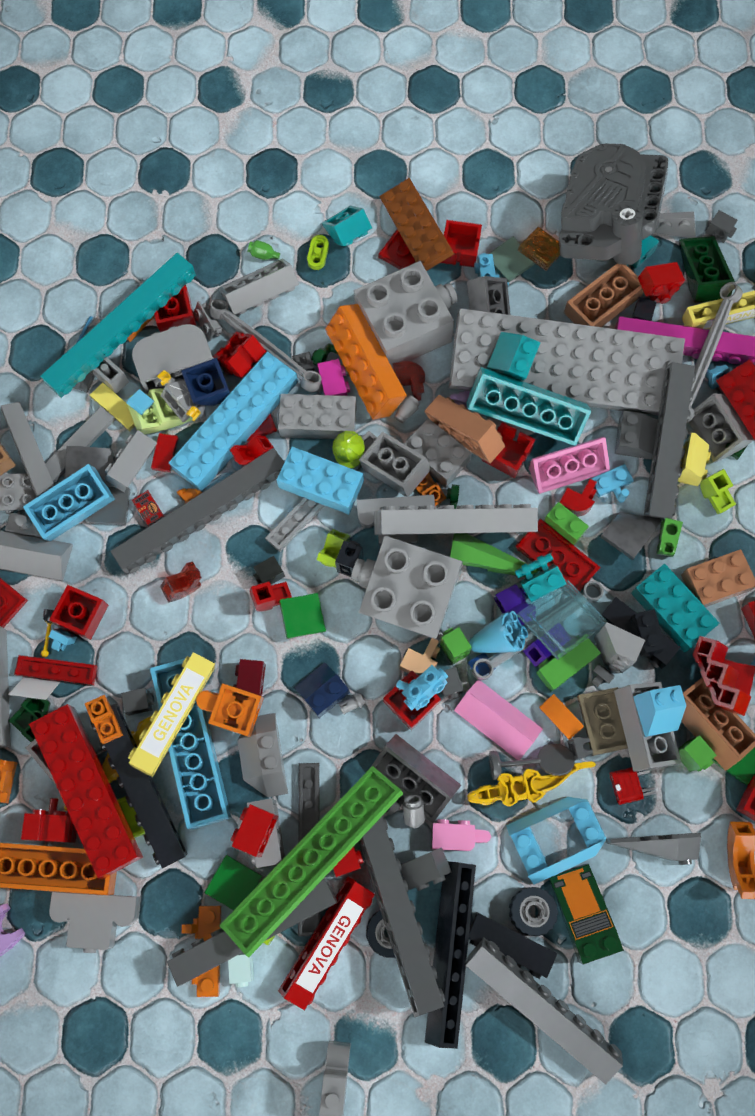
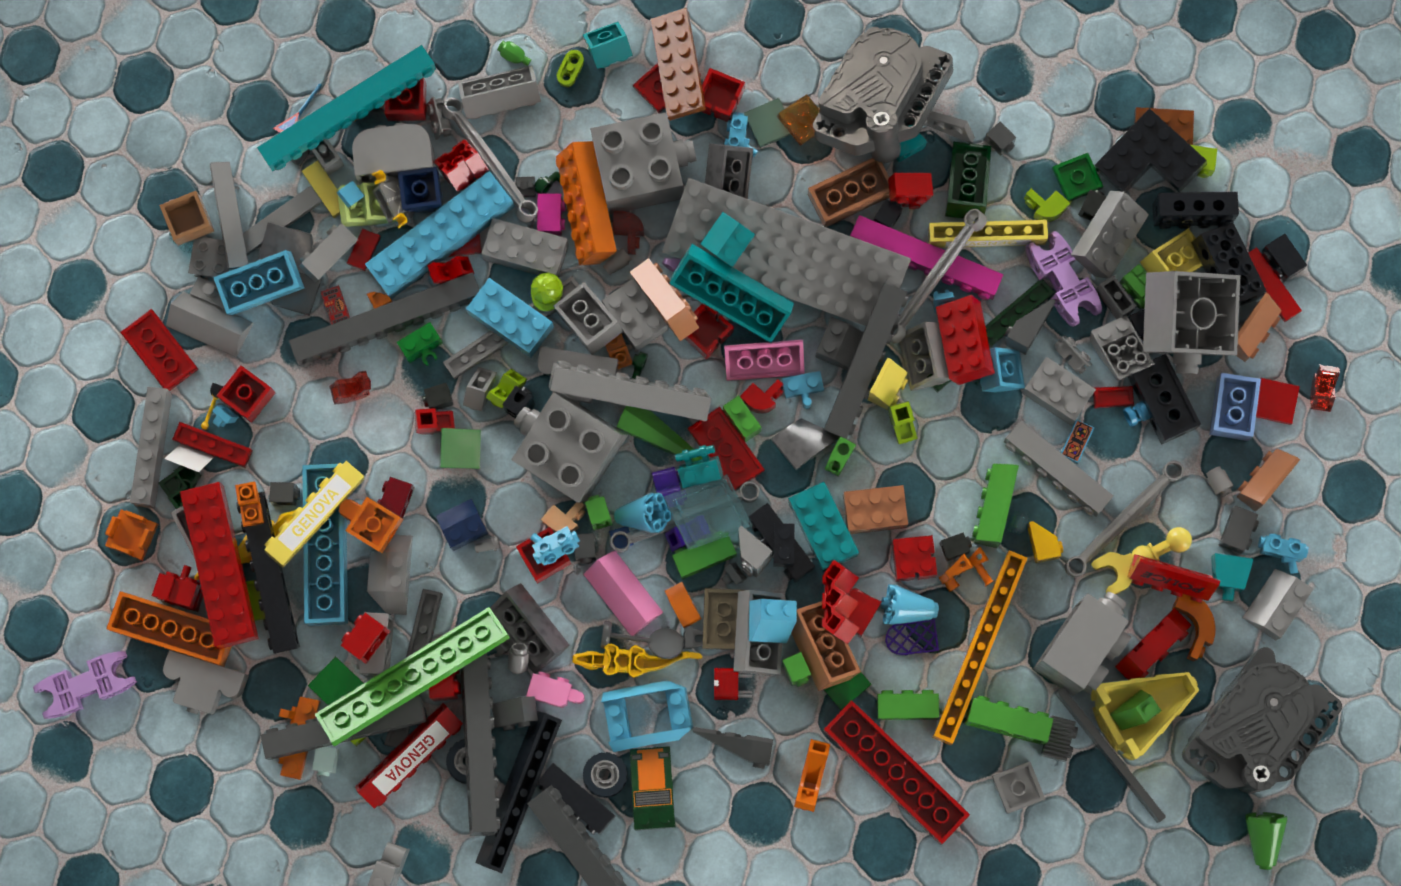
camera: 15 degrees right, 5 degrees up
(239, 525) = (420, 344): none -> green brick
(306, 555) = (478, 389): none -> light grey slope

